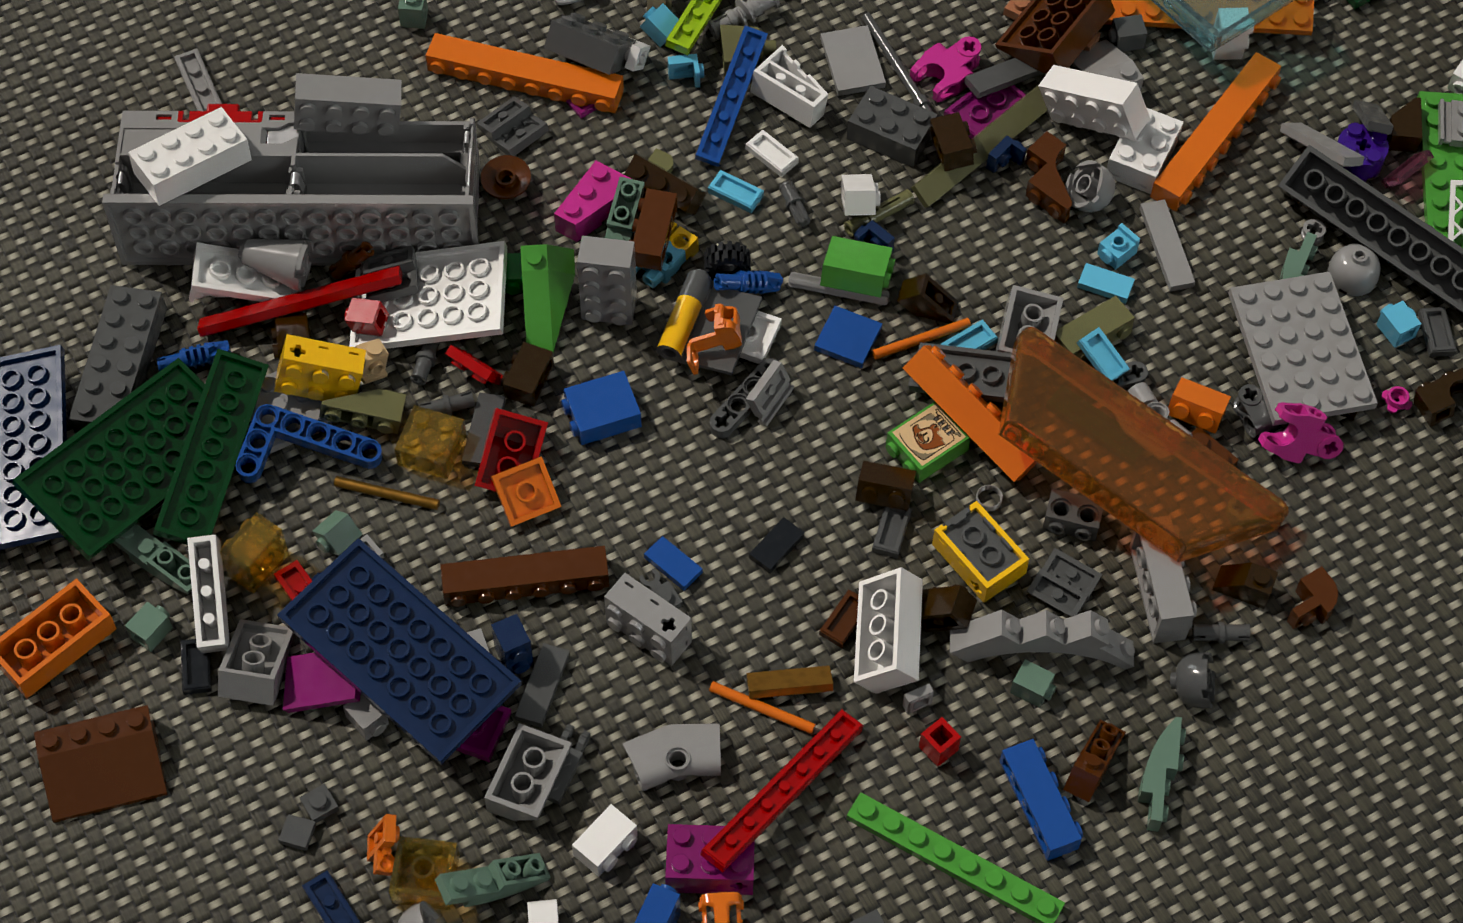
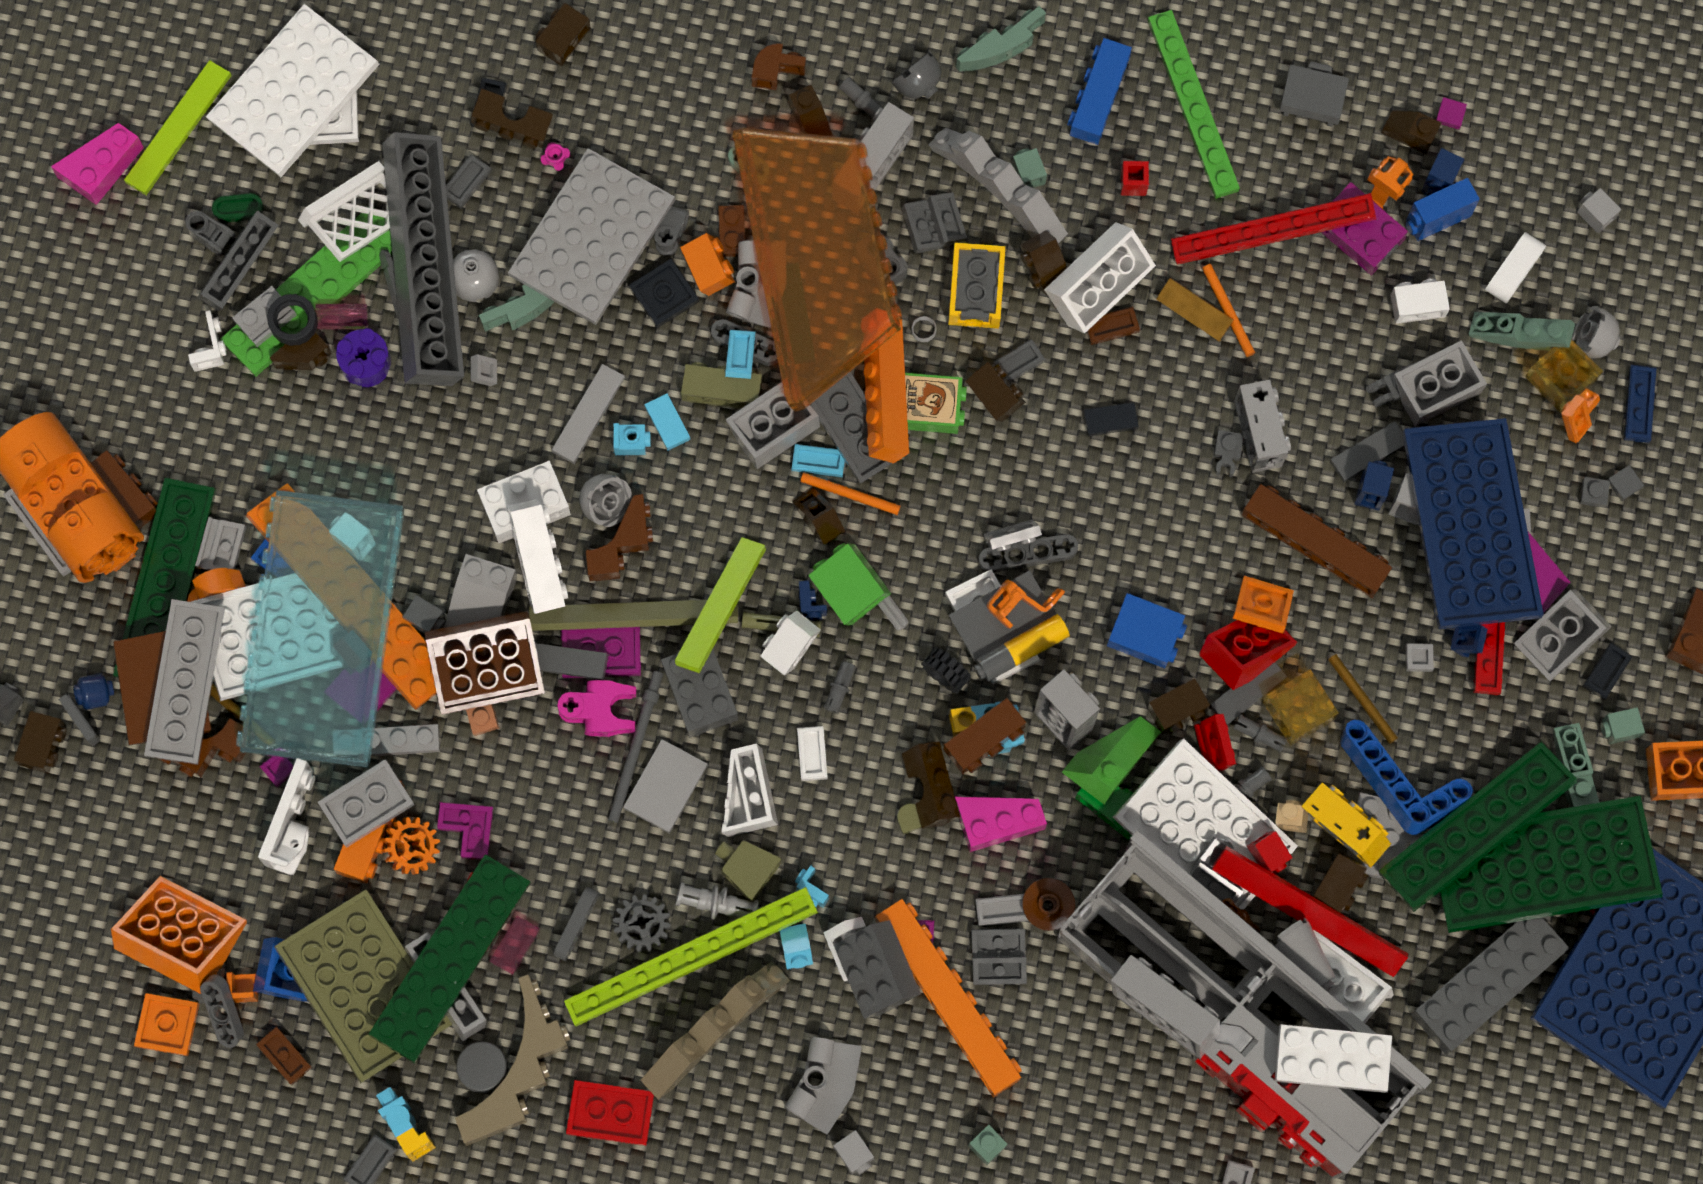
camera: 140 degrees left, 15 degrees up
(195, 356) = (1423, 940): blue hinge -> none
(208, 593) = (1569, 697): white brick -> none
(254, 552) = (1506, 715): clear yellow brick -> none
(336, 533) = (1431, 686): sand green brick -> none
(370, 409) = (1318, 766): olive slope -> none
(541, 154) = (1000, 910): none -> light grey tile
(624, 209) = (1006, 768): sand green slope -> none
(673, 563) = (1198, 467): blue tile -> none
(692, 743) = (1330, 335): light grey panel -> none
(731, 96) = (804, 821): blue plate -> none
(735, 191) = (873, 742): medium azure tile -> none
(749, 281) = (946, 639): blue hinge -> none
(848, 336) = (904, 540): blue tile -> none
(918, 698) = (1112, 218): light grey tile -> none
(934, 181) = (720, 605): none -> lime tile
(952, 141) = (675, 621): dark brown brick -> none
(1003, 152) = (637, 593): dark blue bracket -> none
(1094, 760) = (1037, 87): reddish brown slope -> none
(1208, 363) = (664, 293): none -> black plate
(1216, 131) = (449, 471): orange brick -> none
(1271, 211) = (483, 370): none -> light grey plate
(1304, 434) = (663, 176): dark pink piece -> none
(1315, 225) = (472, 325): light grey bush -> none
(1335, 151) = (393, 379): light grey tile -> none
(1372, 117) = (326, 371): dark grey tile -> none
(1398, 323) = (490, 206): medium azure brick -> none
(1432, 139) = (291, 300): none -> black tyre

